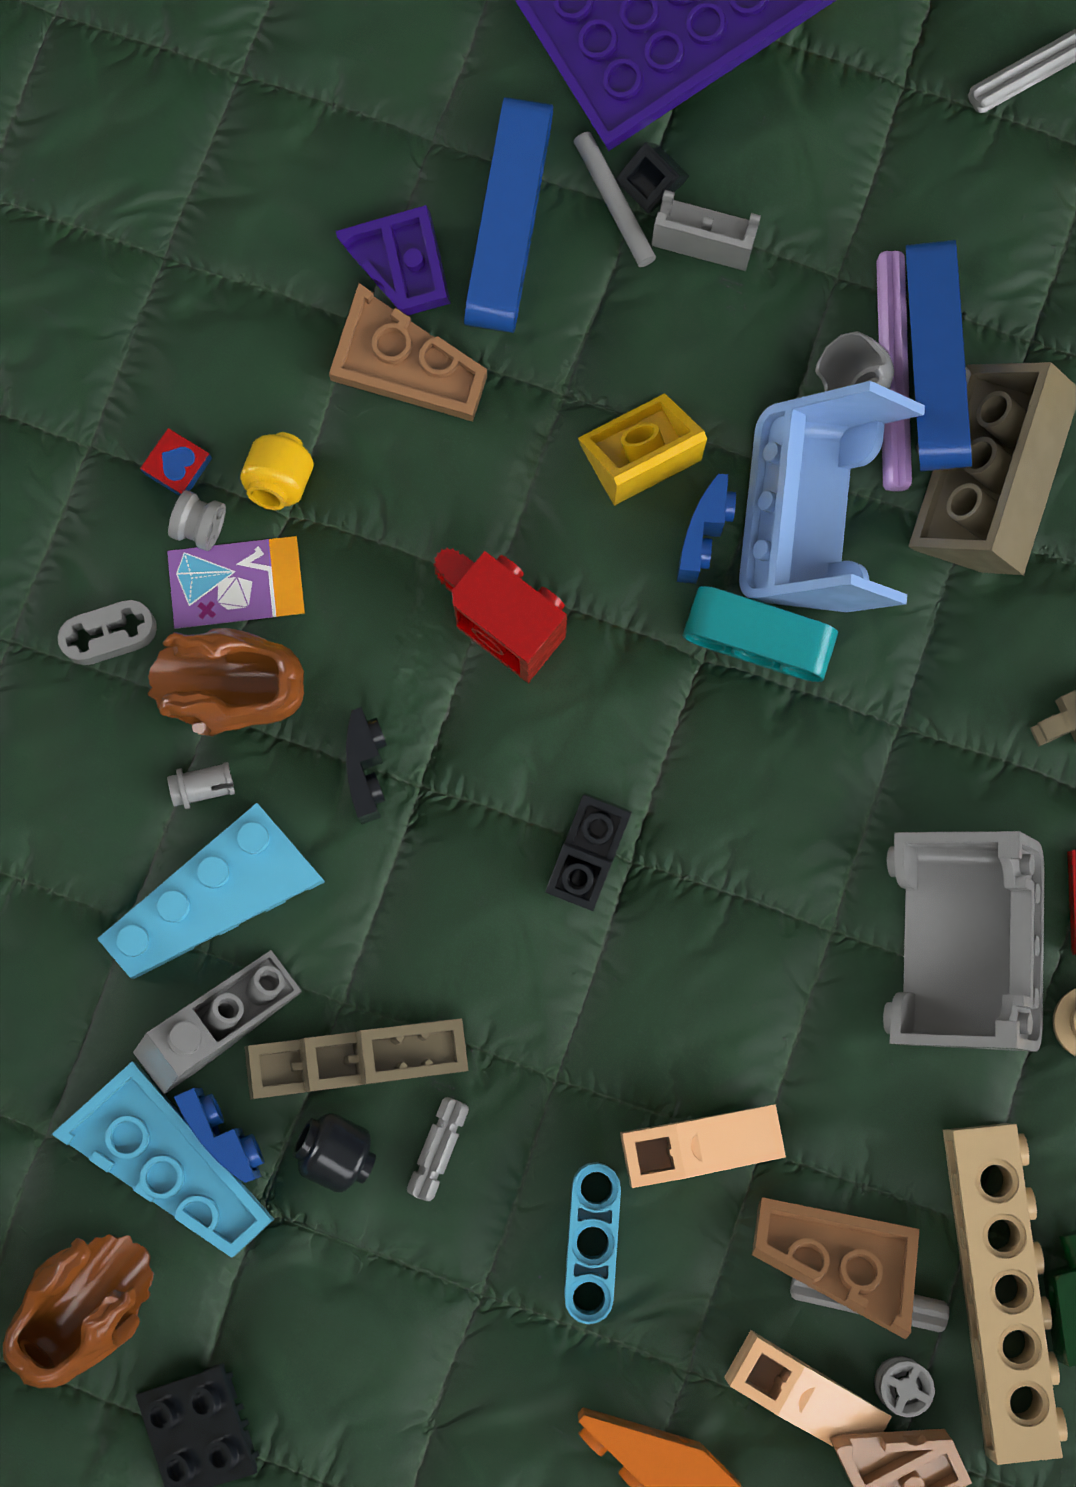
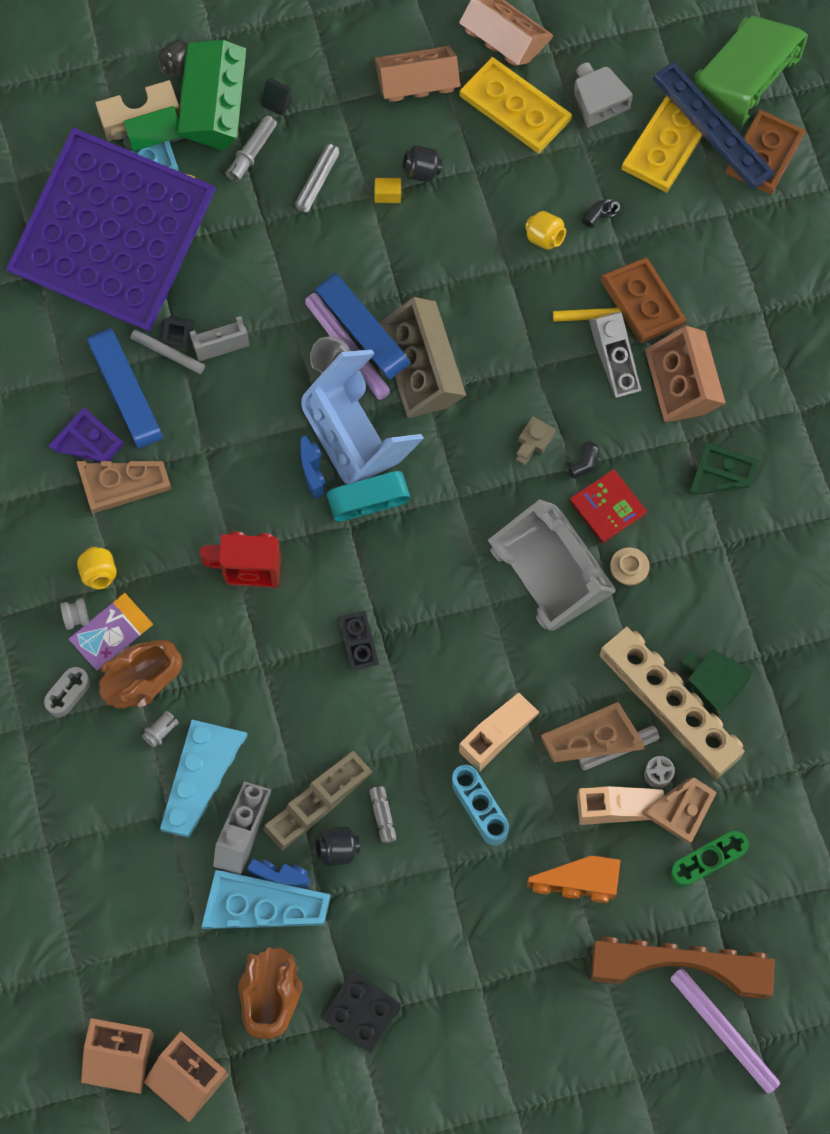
camera: 35 degrees left, 10 degrees down
(176, 462) = (45, 596): tile -> none
(362, 753) = (226, 664): black slope -> none
(643, 447) = (258, 450): yellow slope -> none

